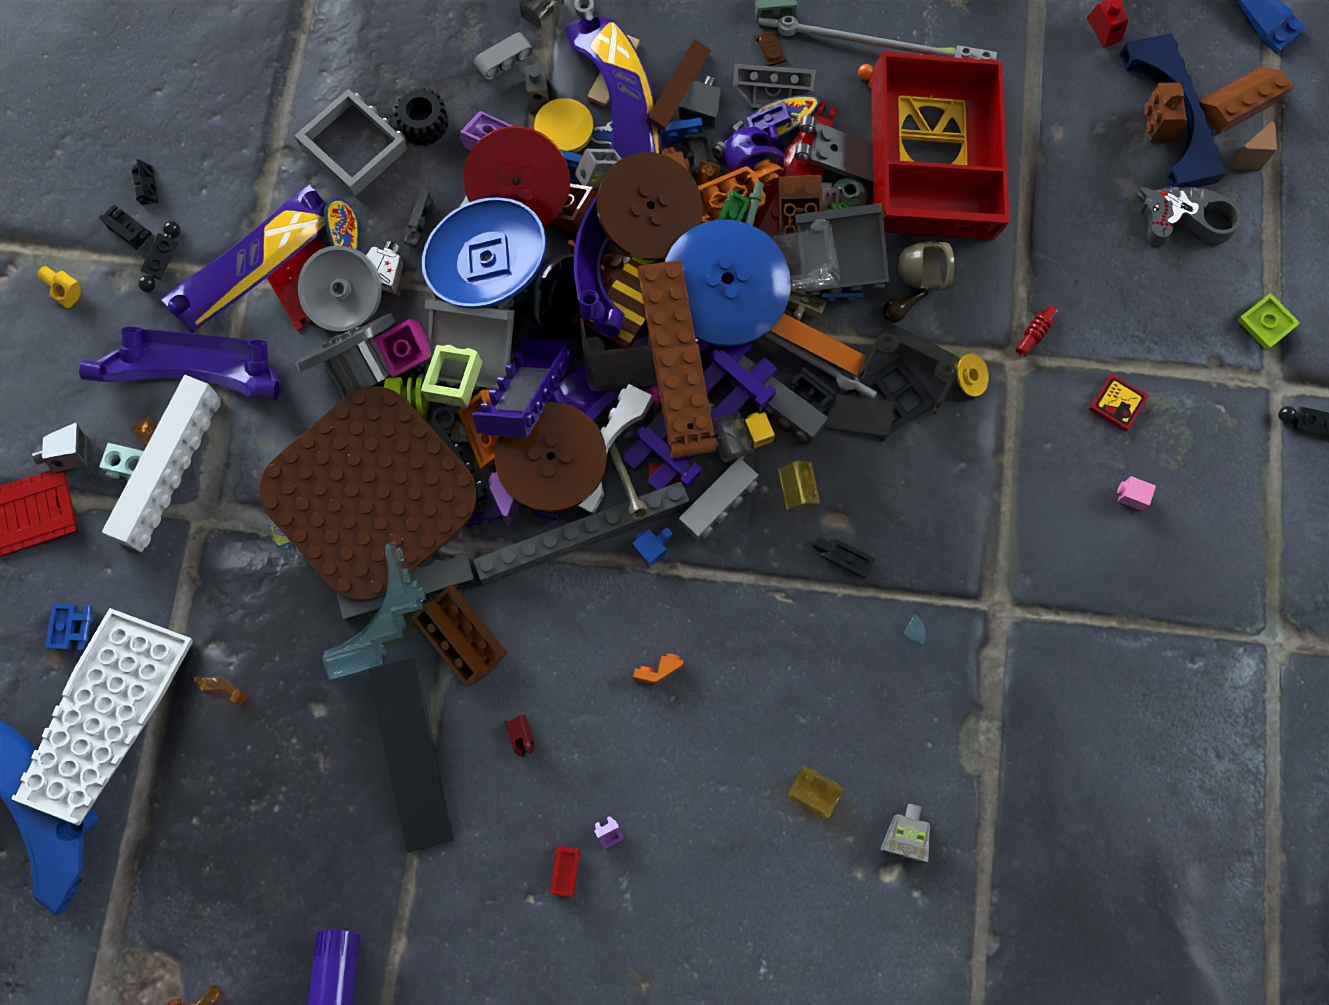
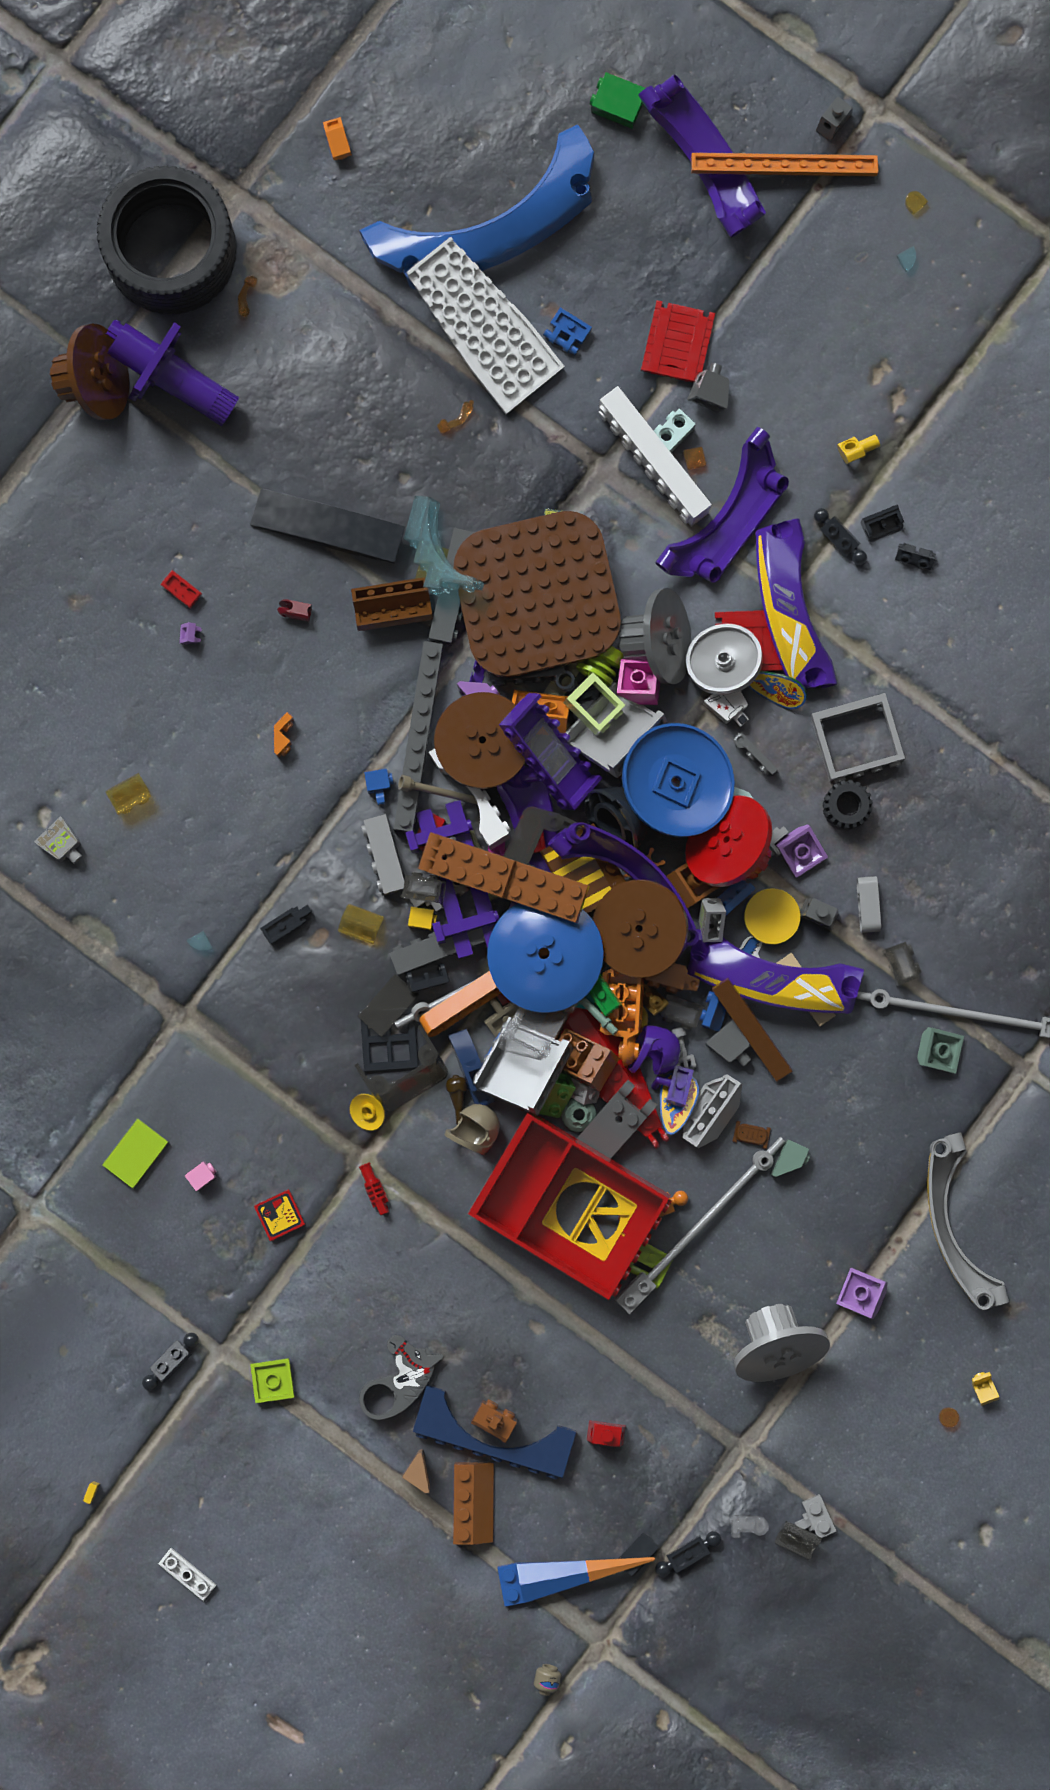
camera: 120 degrees right, 10 degrees up
(868, 307) = (469, 1064): none -> dark blue slope
(1157, 570) = (135, 1153): none -> lime tile

